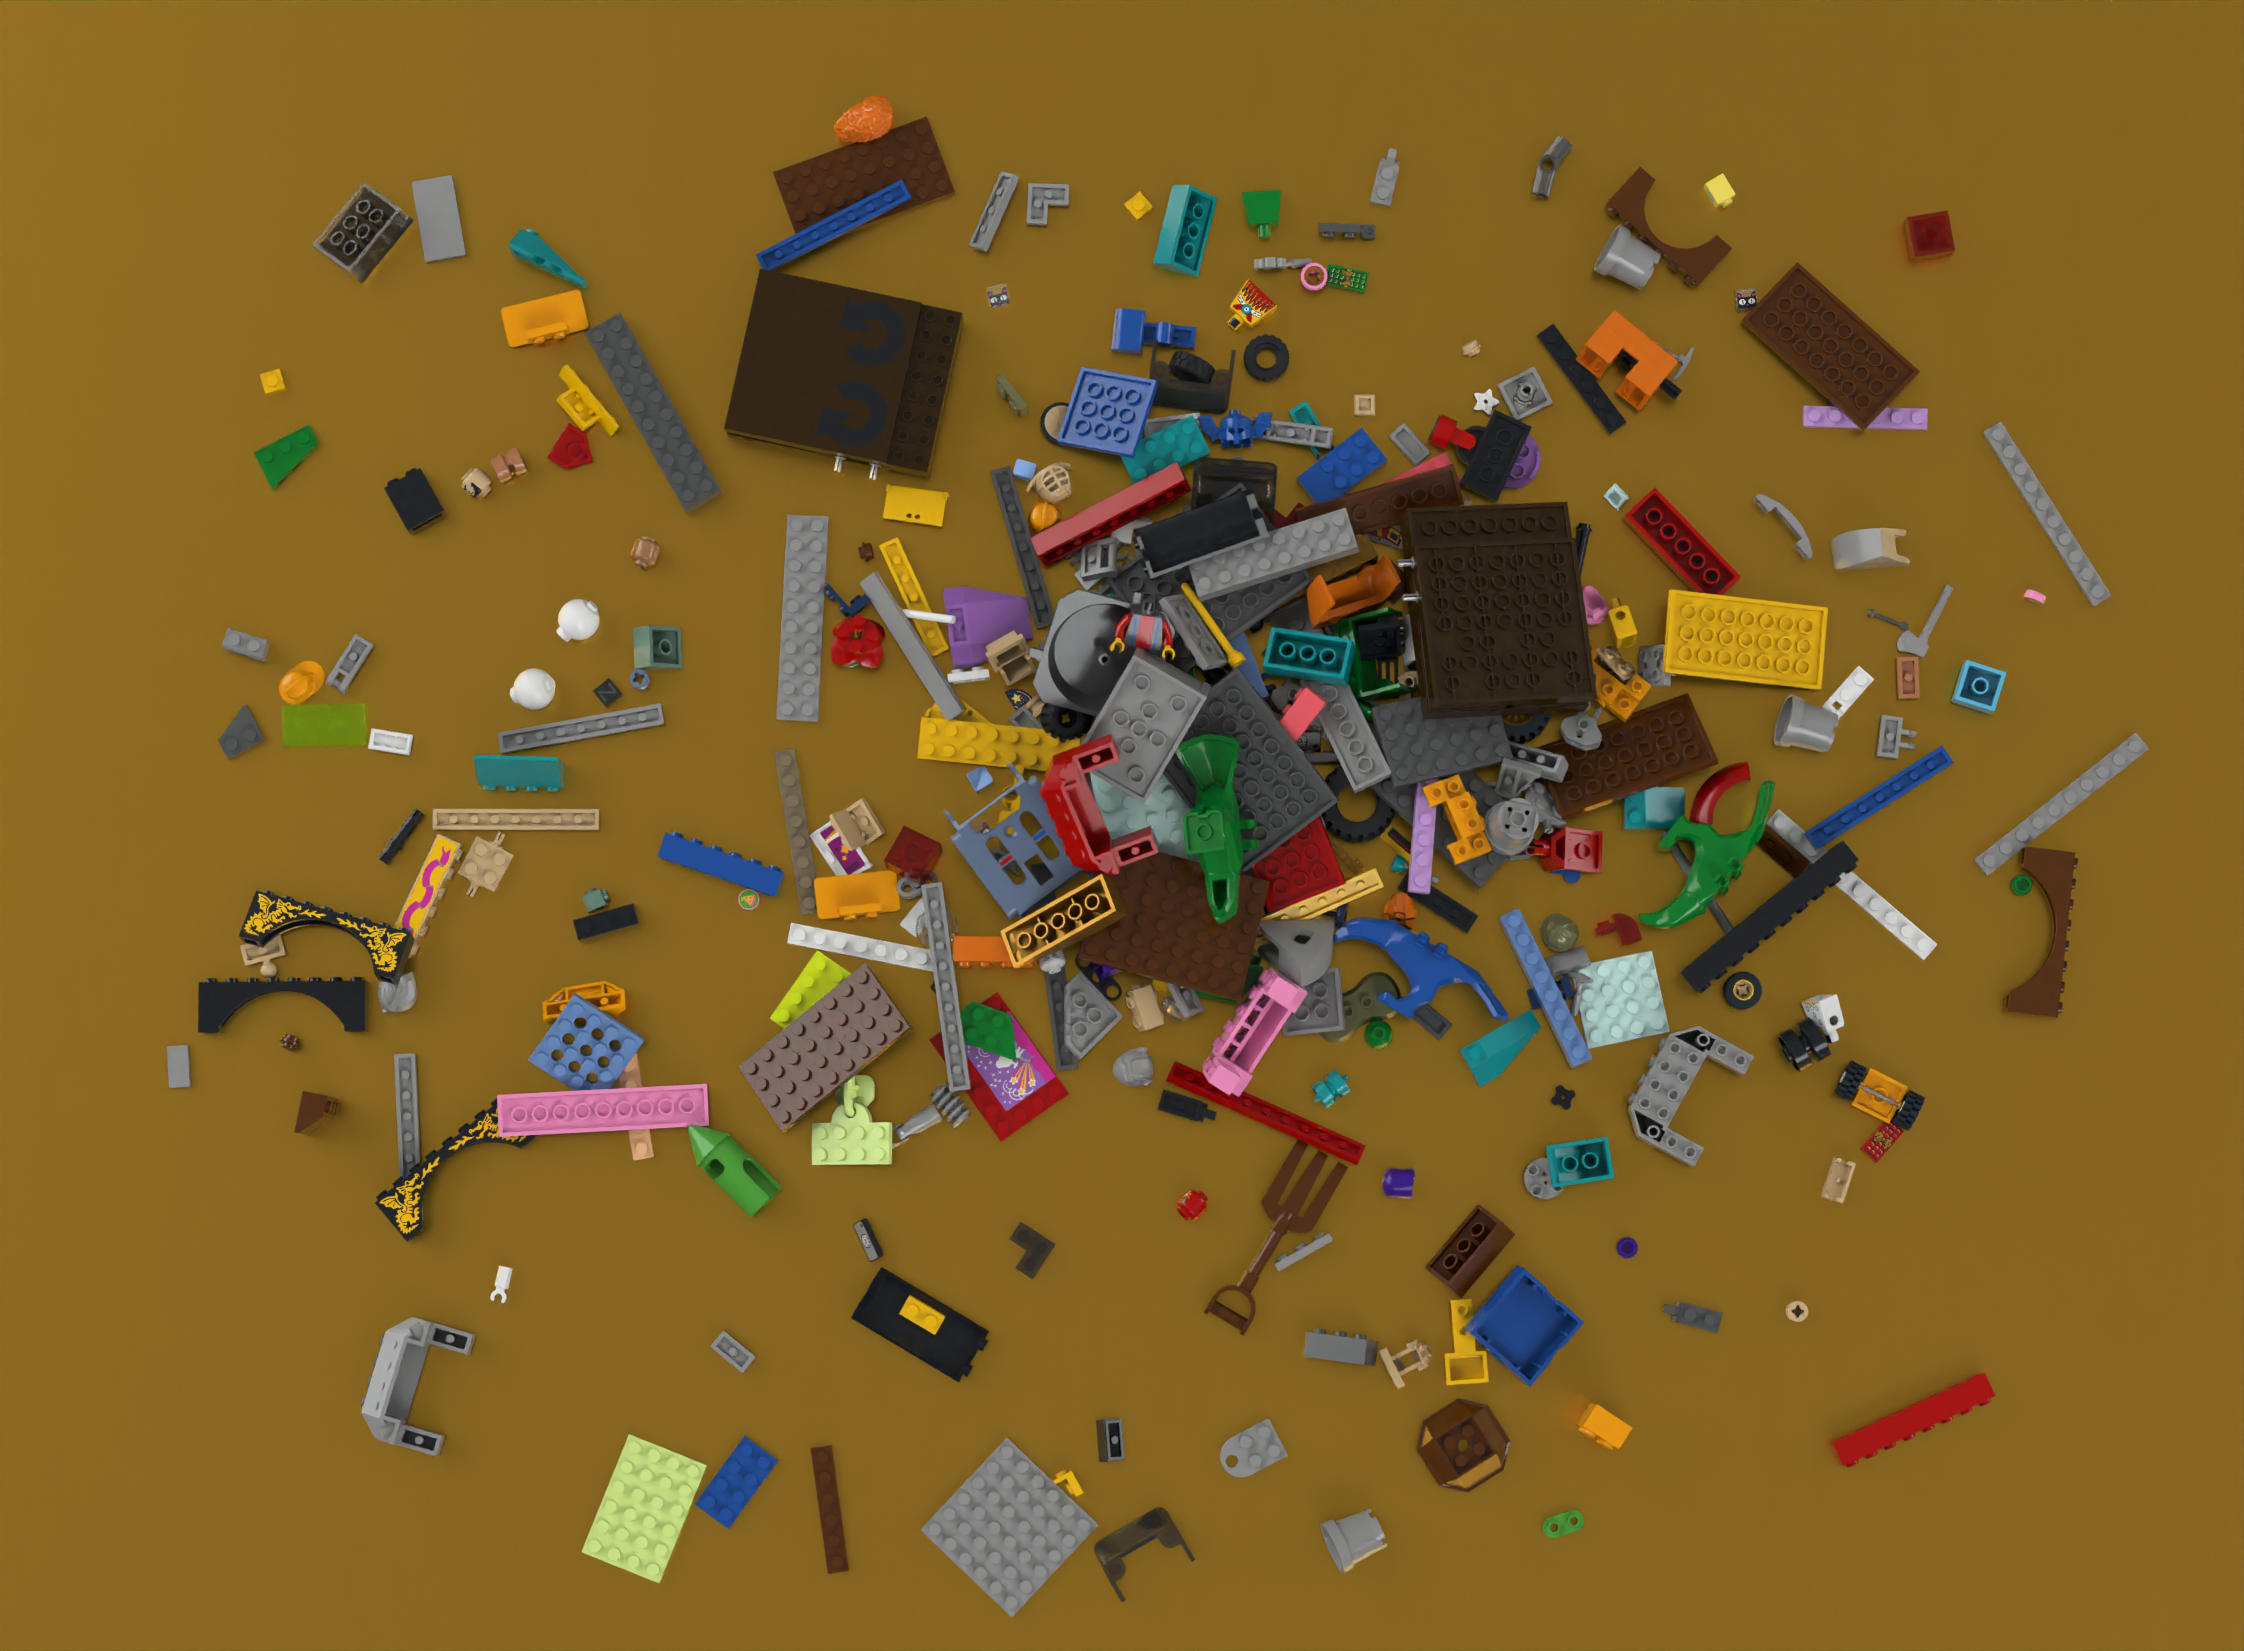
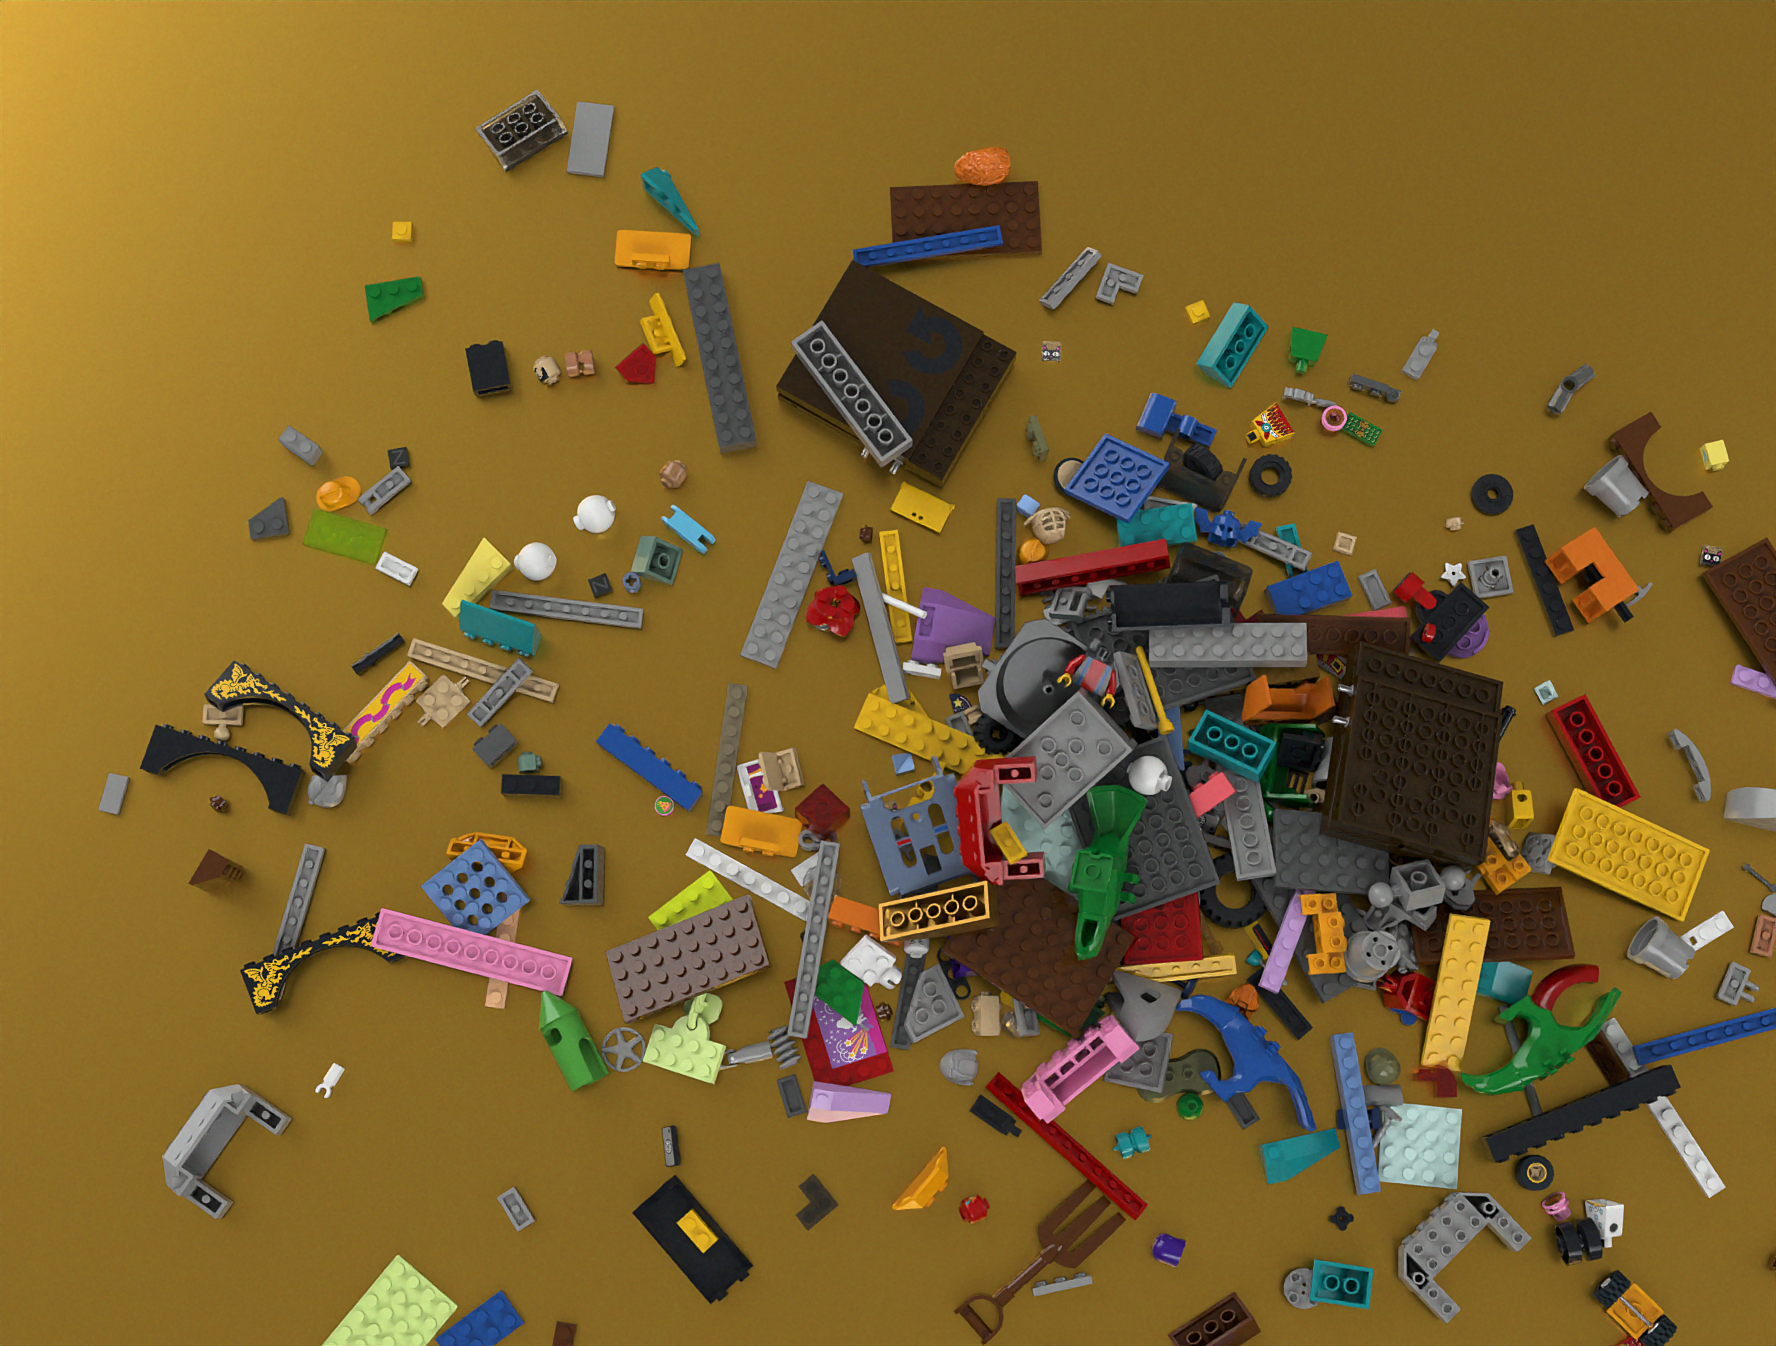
camera: 15 degrees right, 5 degrees down
(352, 625) = (398, 457): none -> pearl dark grey tile
(478, 726) = (478, 578): none -> light yellow wedge
(541, 836) = (500, 692): none -> light grey plate
(554, 892) = (494, 745): none -> dark grey brick
(679, 605) = (688, 529): none -> medium azure piece
(694, 998) = (586, 878): none -> dark grey wedge
(788, 1159) = (623, 1049): none -> light grey wheel
(805, 413) = (851, 394): none -> light grey brick
(973, 1151) = (791, 1096): none -> dark grey tile
(1013, 992) = (872, 963): none -> white plate
(1028, 1141) = (841, 1102): none -> lavender wedge
(1040, 1037) = (884, 1011): none -> reddish brown plate
(1111, 829) = (1008, 843): none -> yellow plate
(1136, 1196) = (926, 1184): none -> light orange wedge
(1233, 715) = (1148, 775): none -> white brick
(1476, 474) = (1428, 633): none -> red tile
(1502, 317) = (1484, 502): none -> black wheel
(1537, 740) = (1416, 885): none -> light grey brick
(1609, 835) = (1455, 991): none -> yellow plate
(1774, 1016) = (1557, 1205): none -> bright pink piece

